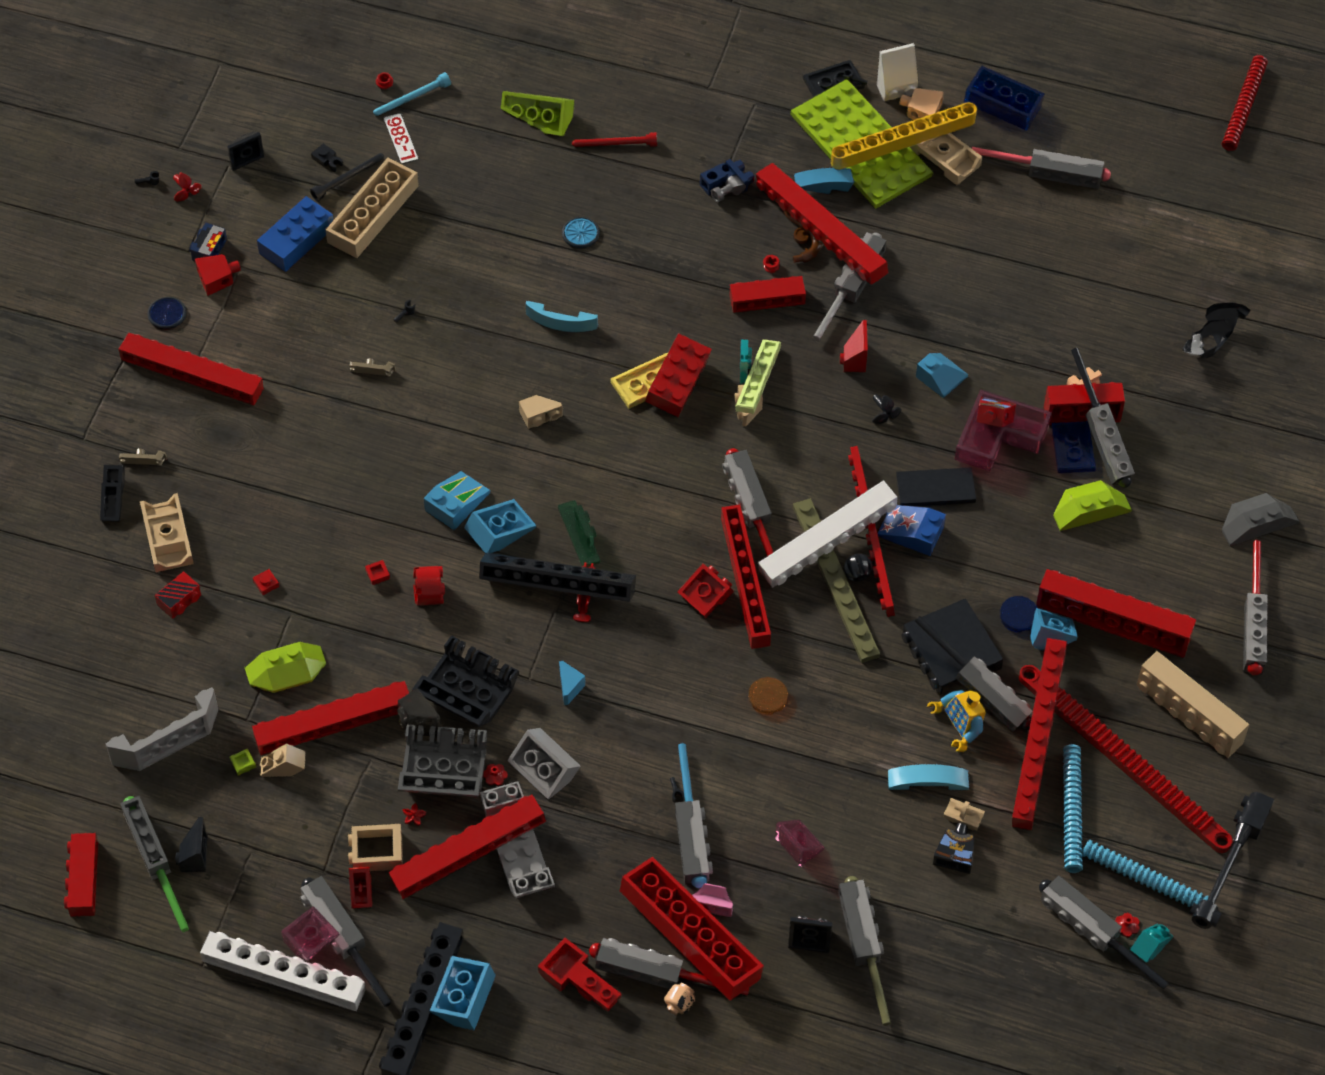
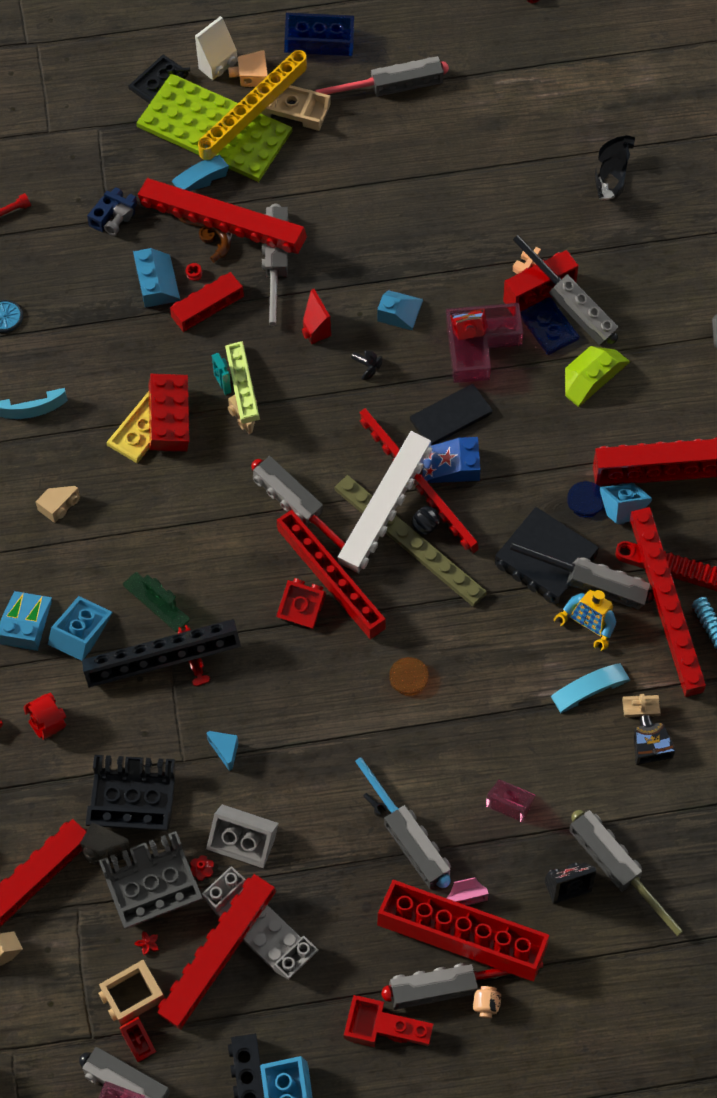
camera: 25 degrees left, 5 degrees up
(733, 253) = (156, 277): none -> dark azure slope

